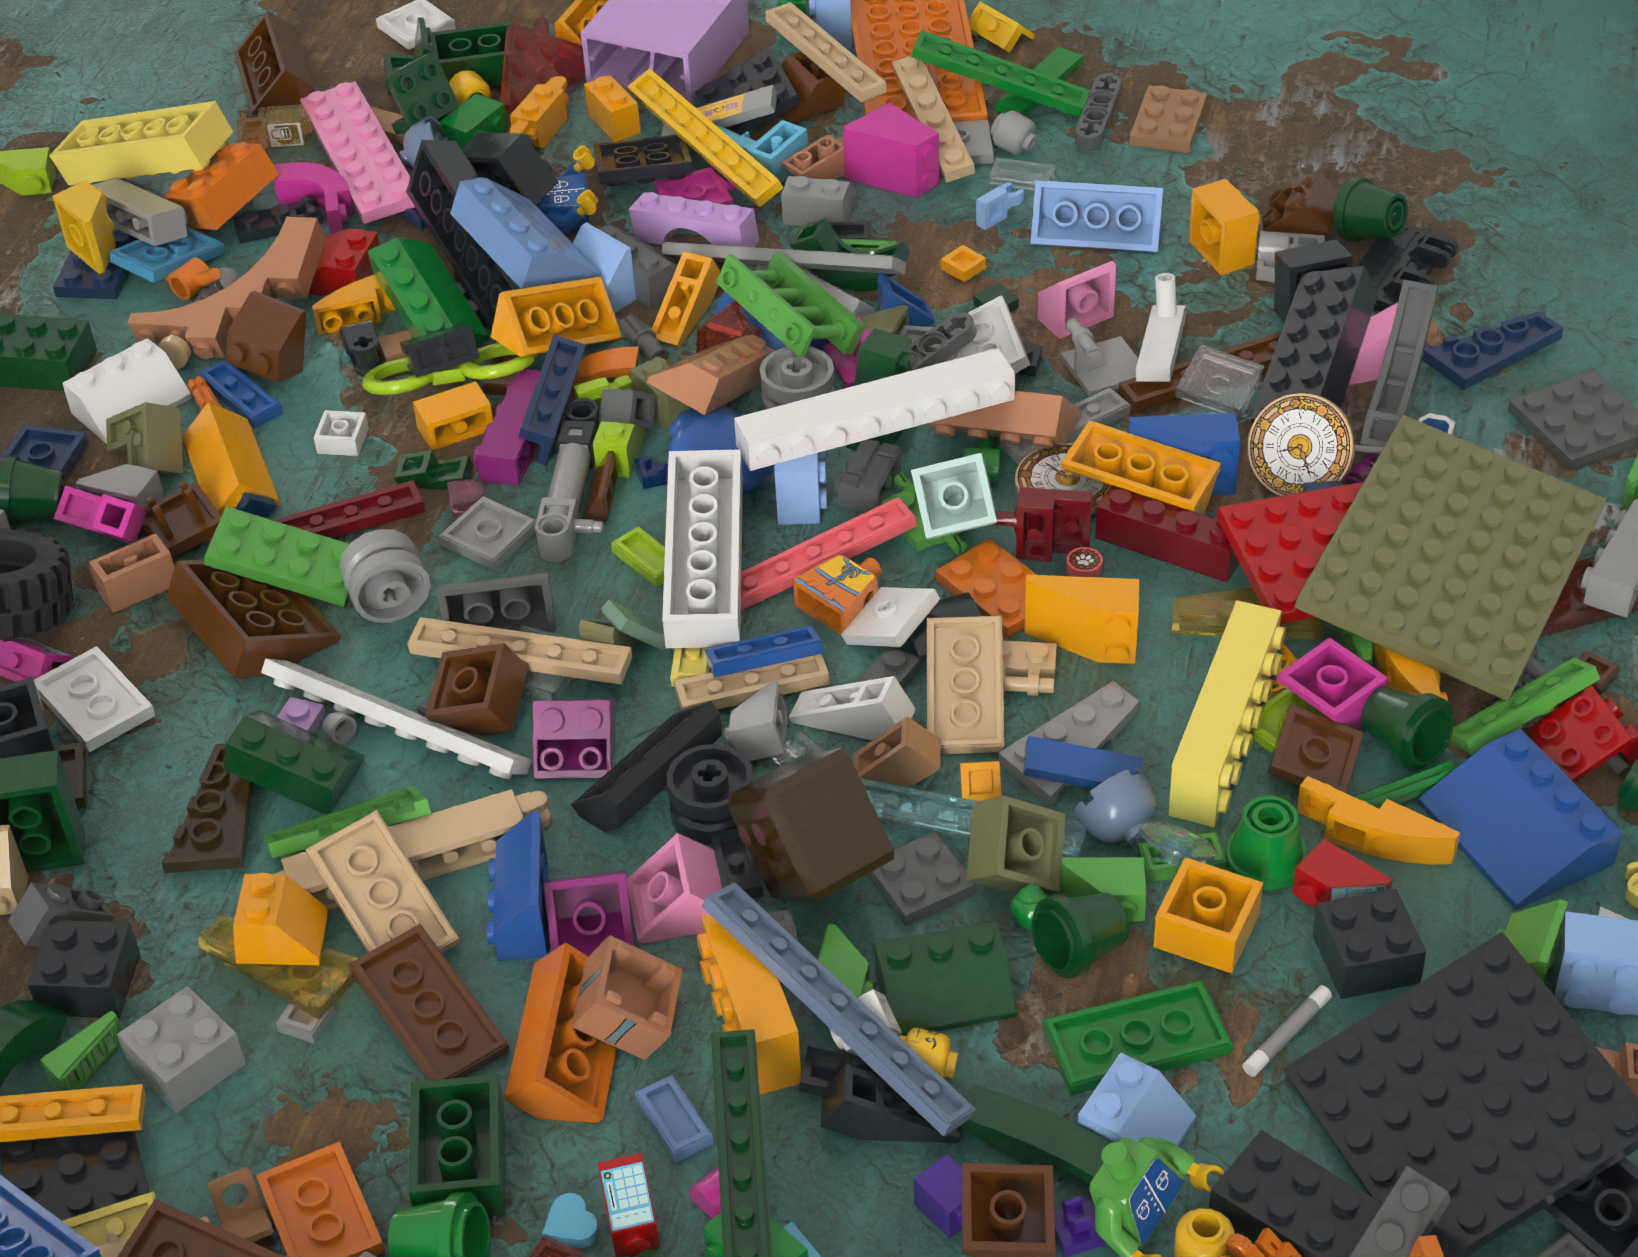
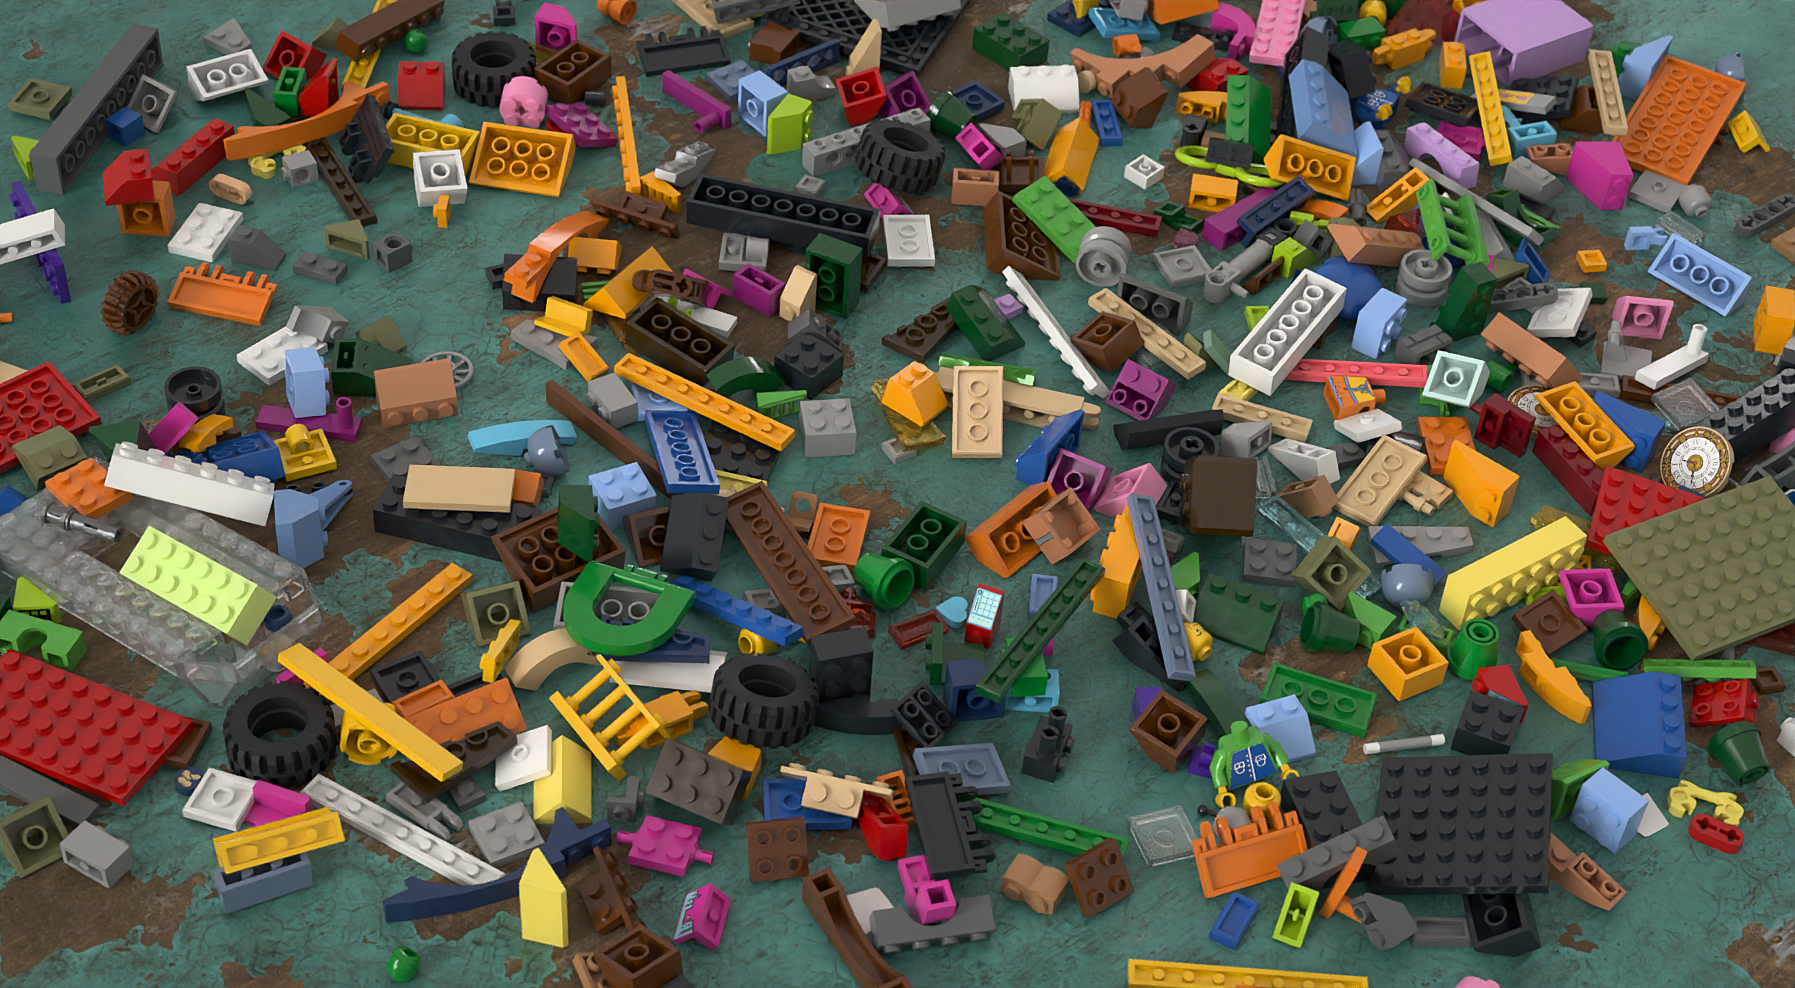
camera: 30 degrees right, 0 degrees up
(339, 727) = (1021, 323): light grey hinge -> none
(428, 1007) = (961, 475): reddish brown tile -> none
(763, 651) = (1280, 404): blue tile -> none
(874, 409) = (1446, 306): white brick -> none
(931, 111) = (1648, 166): tan plate -> none
(1000, 73) = (1715, 160): green plate -> none
(1058, 64) = (1744, 180): green tile -> none
(1084, 562) = (1511, 459): tile -> none

